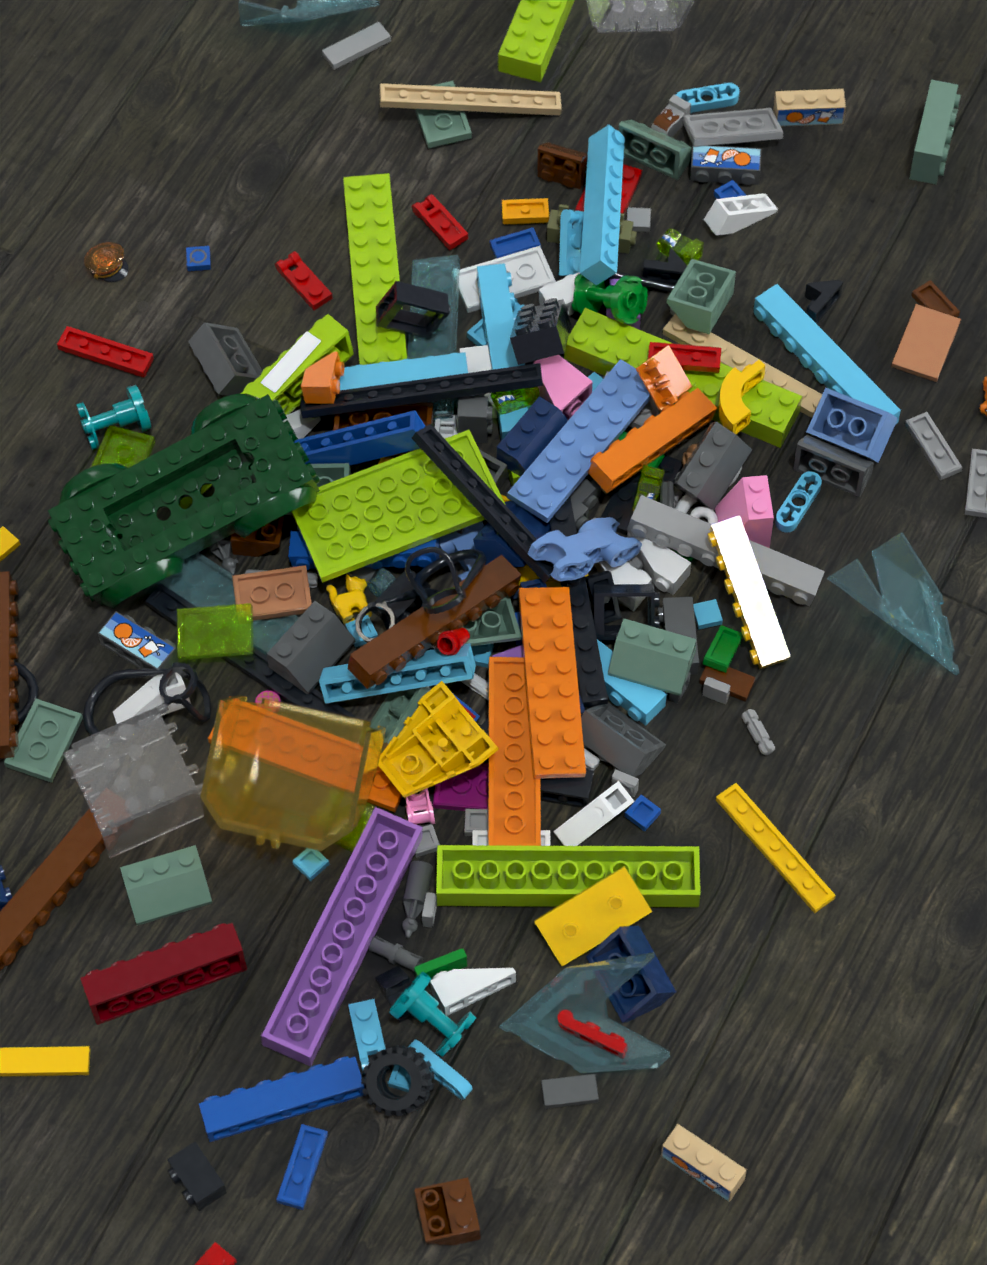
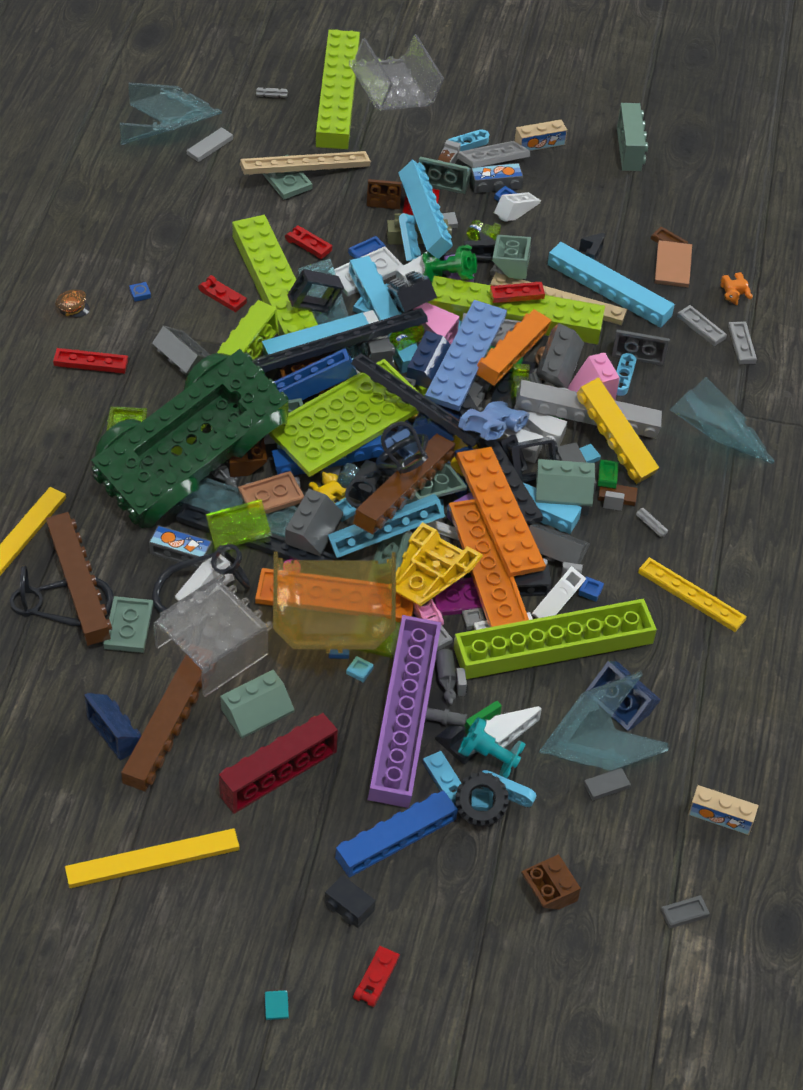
camera: 20 degrees left, 10 degrees down
(123, 413) = (124, 393): teal piece -> none
(290, 361) = (241, 334): white sticker -> none
(302, 1166) = (427, 879): blue tile -> none
(322, 380) = (267, 344): orange slope -> none
(452, 641) = (419, 493): red cone -> none
(525, 211) = (367, 226): light orange plate -> none
(591, 1033) = (609, 739): red plate -> none
(592, 915) = (584, 659): yellow plate -> none
(664, 377) = (509, 305): orange hinge -> none
(732, 410) = (559, 309): yellow arch -> none
(852, 425) = (647, 315): medium blue brick -> none

